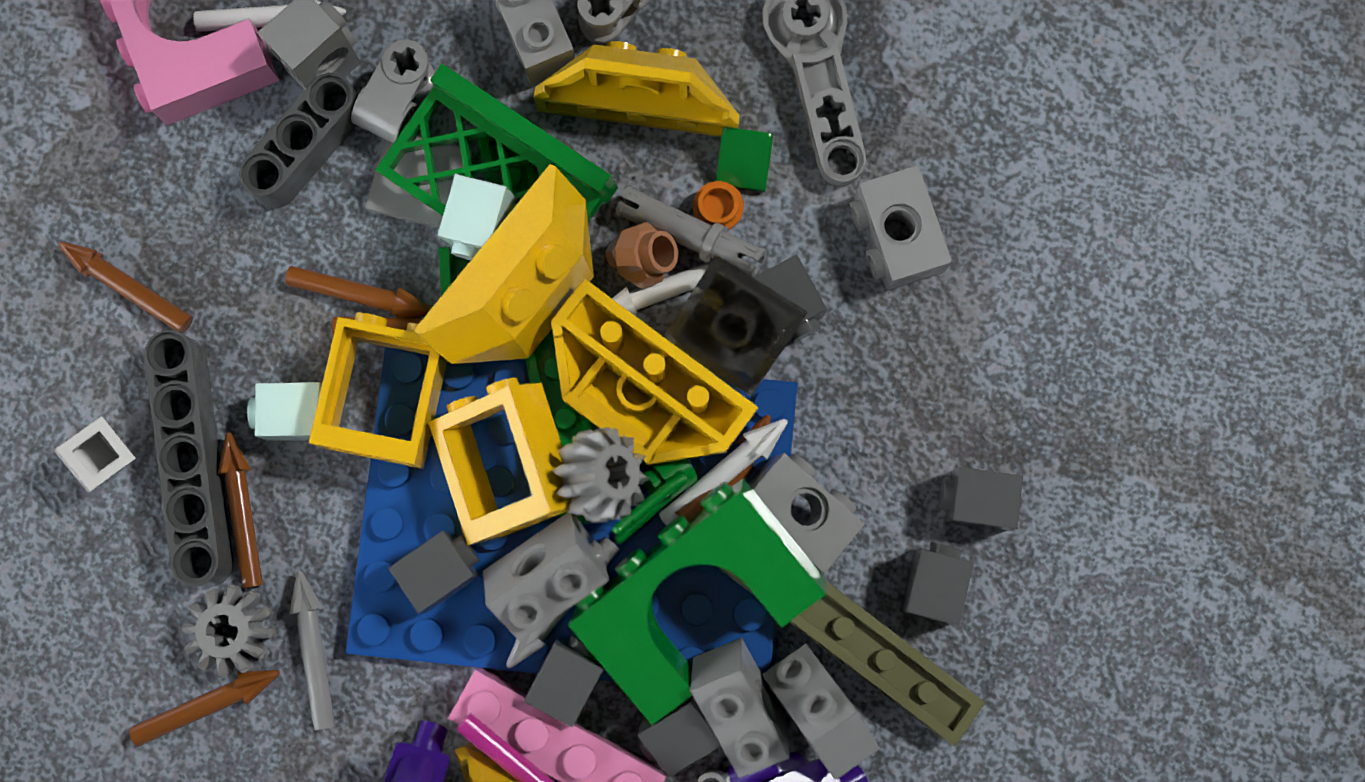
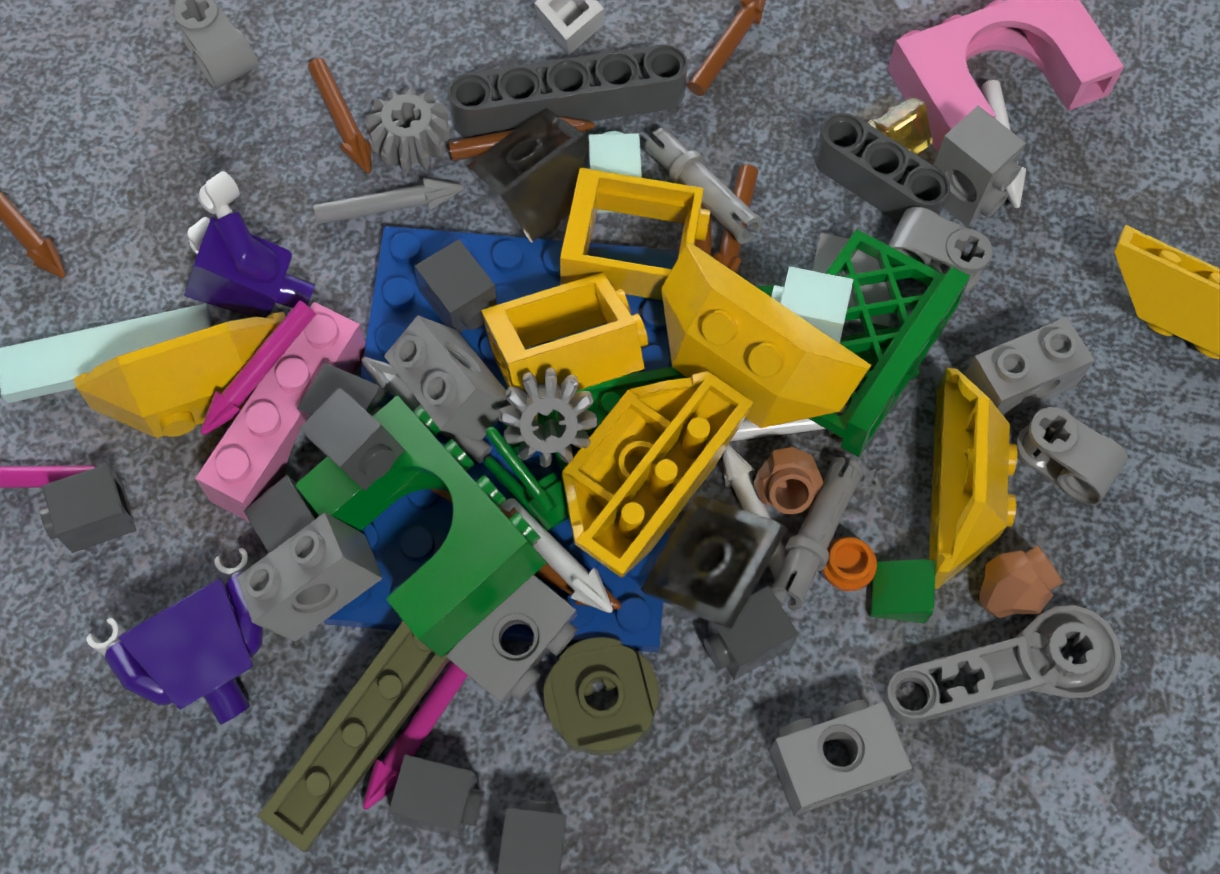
camera: 85 degrees right, 15 degrees down
(252, 112) = (906, 125): none -> clear yellow tile
(292, 494) = (534, 173): none -> clear smoke slope
(294, 334) = (690, 169): none -> light grey pin
(623, 664) = (352, 439): none -> dark grey brick
(741, 55) = (1018, 583): none -> nougat rock
(821, 711) = (299, 659): light grey brick -> none
(858, 412) = (619, 669): none -> olive plate
(909, 629) = (386, 773): none -> dark pink piece

